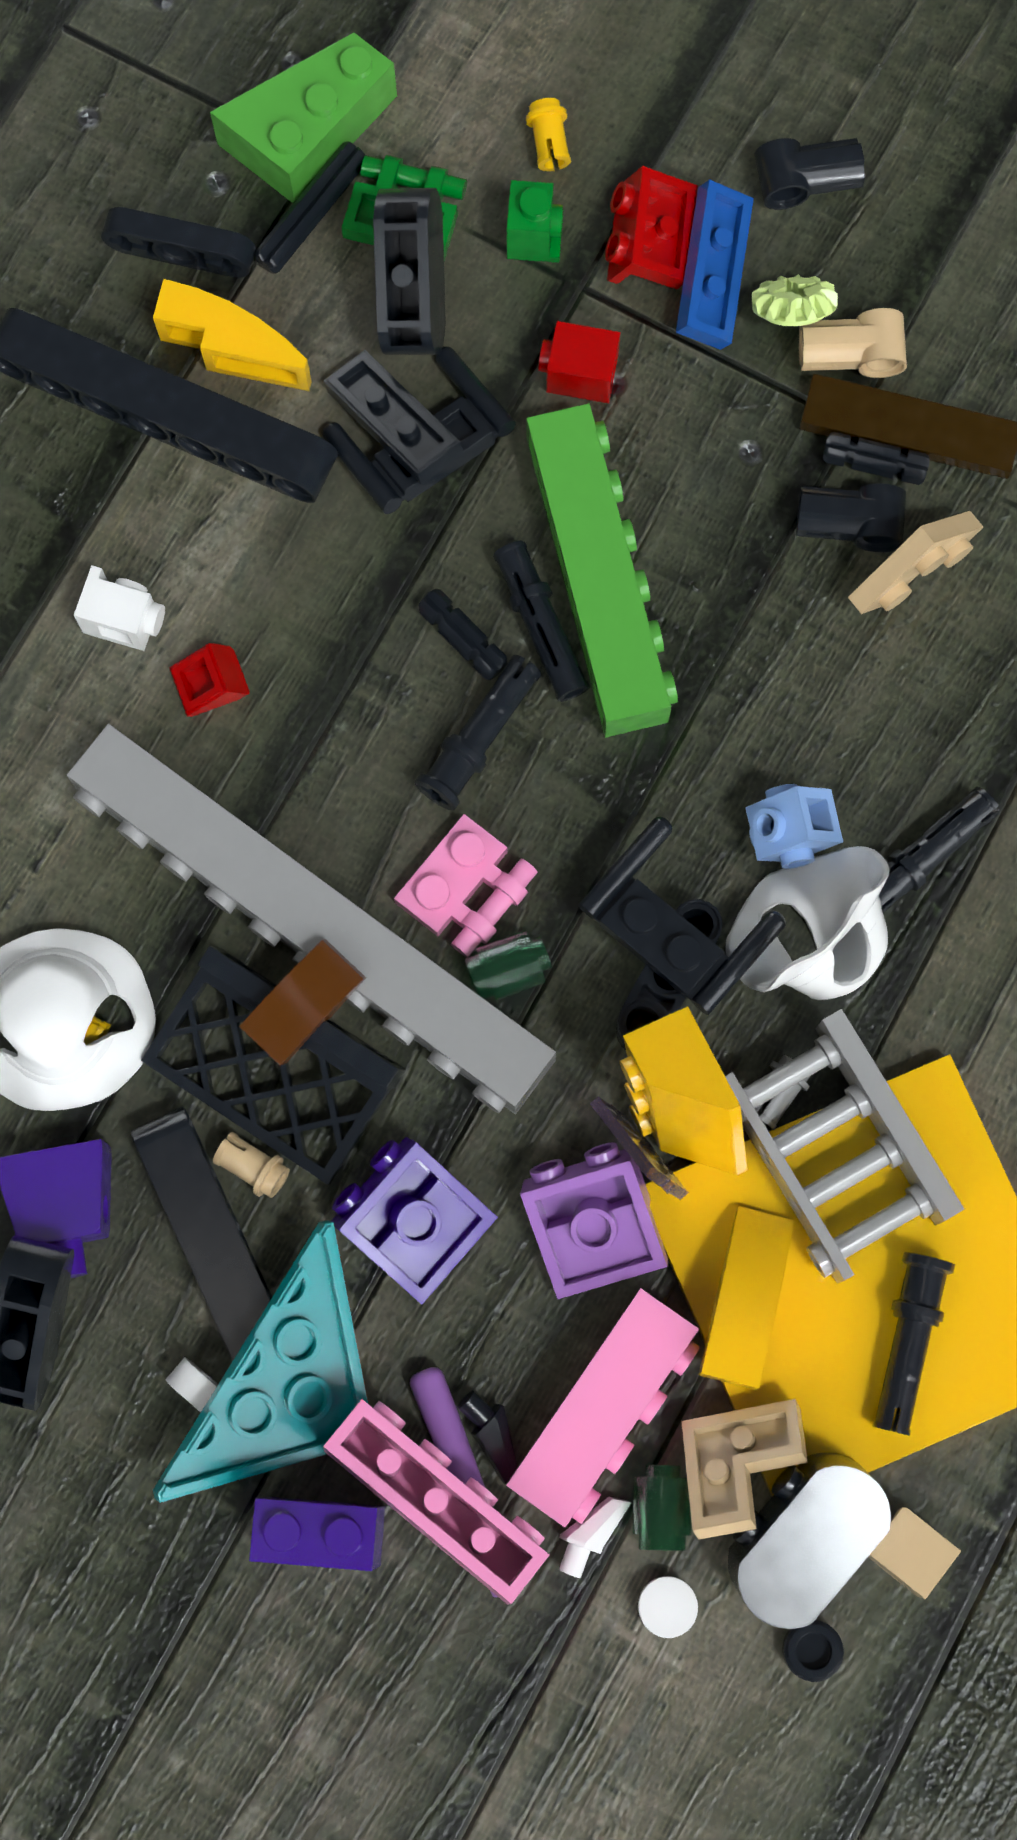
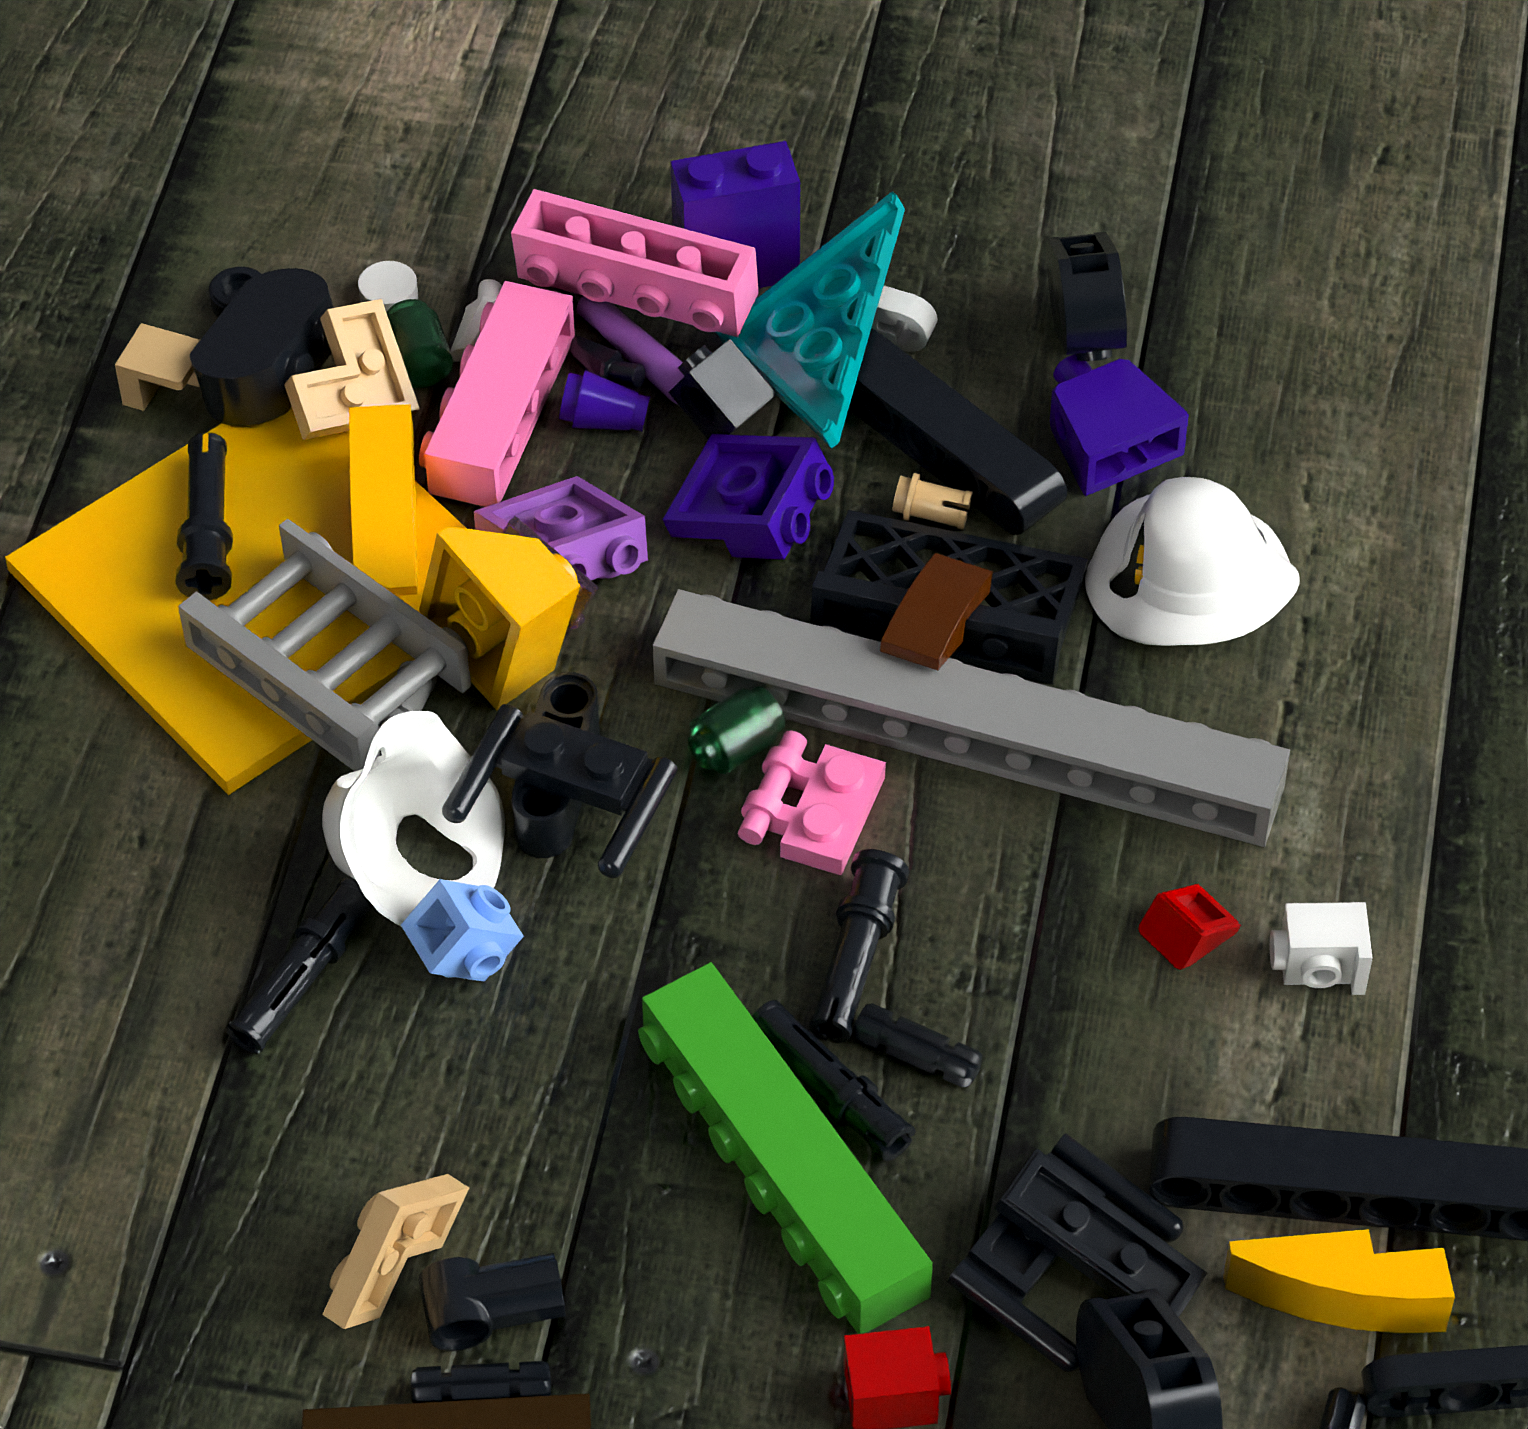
camera: 160 degrees right, 25 degrees down
(399, 1339) = (720, 389): none -> brick
(509, 1378) = (602, 404): none -> dark purple cone

